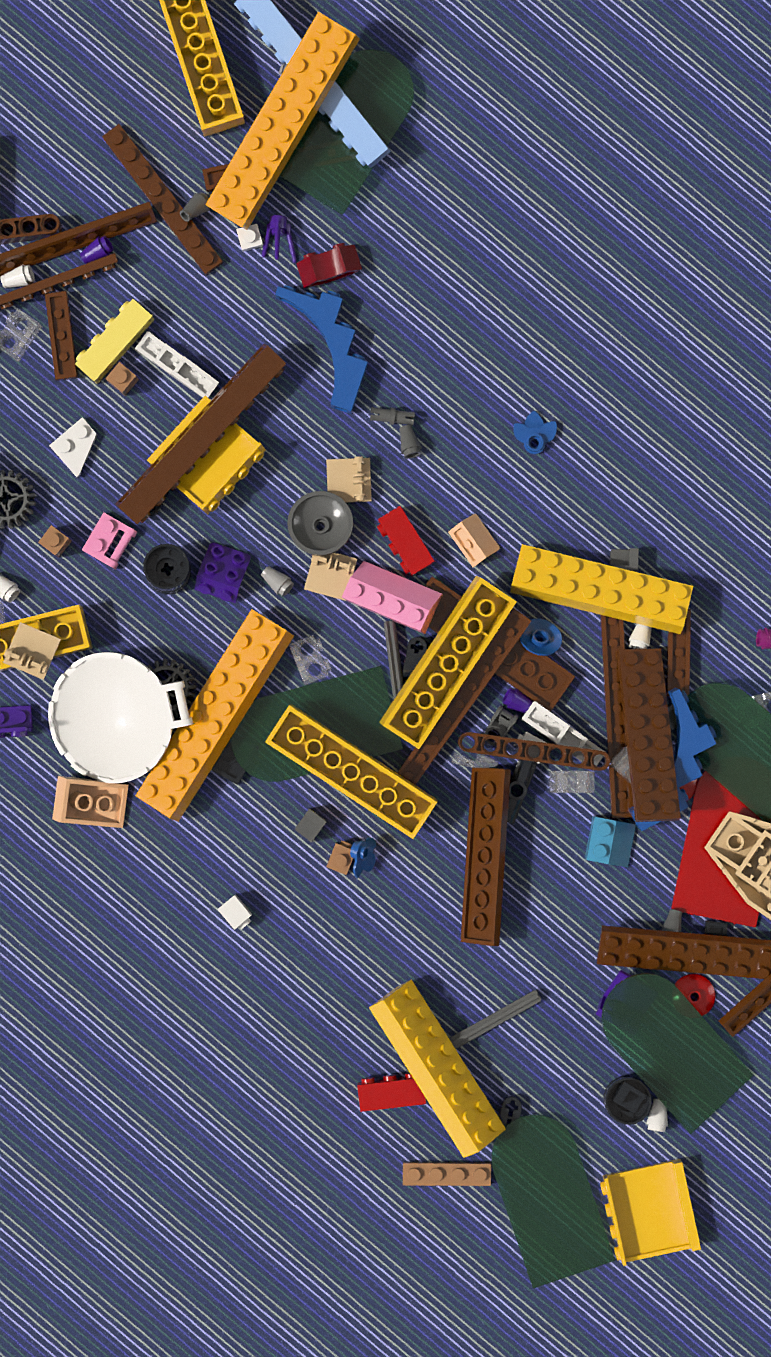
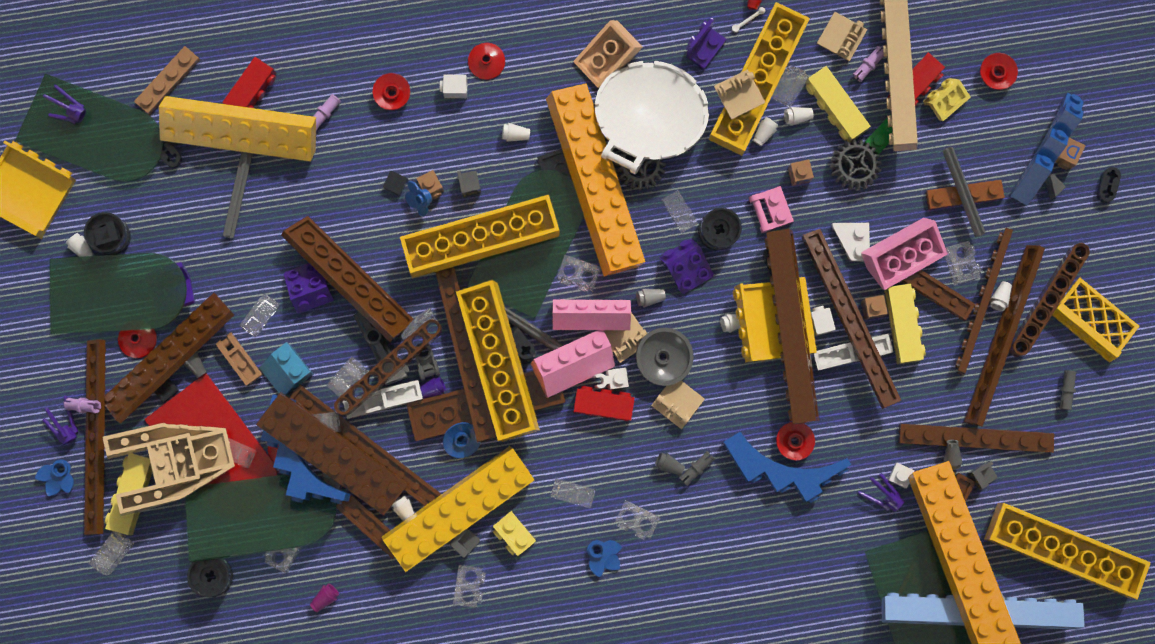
camera: 125 degrees right, 5 degrees down
(43, 603) = (765, 131): none -> white cone
(51, 391) = (904, 253): none -> bright pink slope
(53, 154) = (1068, 390): none -> dark grey pin
(97, 249) = (976, 366): dark purple cone -> none
(149, 390) = (851, 319): none -> reddish brown plate
(172, 414) = (822, 321): none -> white brick
(179, 619) = (679, 211): none -> clear slope
(190, 168) = (983, 475): none -> dark grey panel
(199, 905) = (489, 69): none -> red dish
(232, 823) = (514, 133): none -> white cone
(242, 492) = (729, 323): none -> white cone
(283, 975) = (387, 83): none -> red dish
(297, 340) = (805, 443): none -> red dish
(328, 266) = (836, 512): dark red brick -> none
(337, 616) = (591, 314): none -> bright pink slope
(353, 1008) = (325, 110): none -> lavender pin
(366, 890) = (395, 183): none -> black tile
(376, 551) = (614, 378): none -> white plate
(474, 540) = (565, 452): light nougat panel -> none
(475, 430) = (639, 515): none -> clear brick
(504, 504) = (573, 493): none -> clear slope
(524, 886) = (307, 288): none -> dark purple bracket
(545, 1227) = (75, 112): none -> dark purple plant
(581, 525) = (514, 534): none -> light yellow bracket
(582, 906) = (259, 315): none -> clear slope
(635, 890) = (239, 359): none -> medium nougat plate
(660, 529) = (463, 585): none -> clear brick
(712, 814) = (241, 453): none -> clear slope

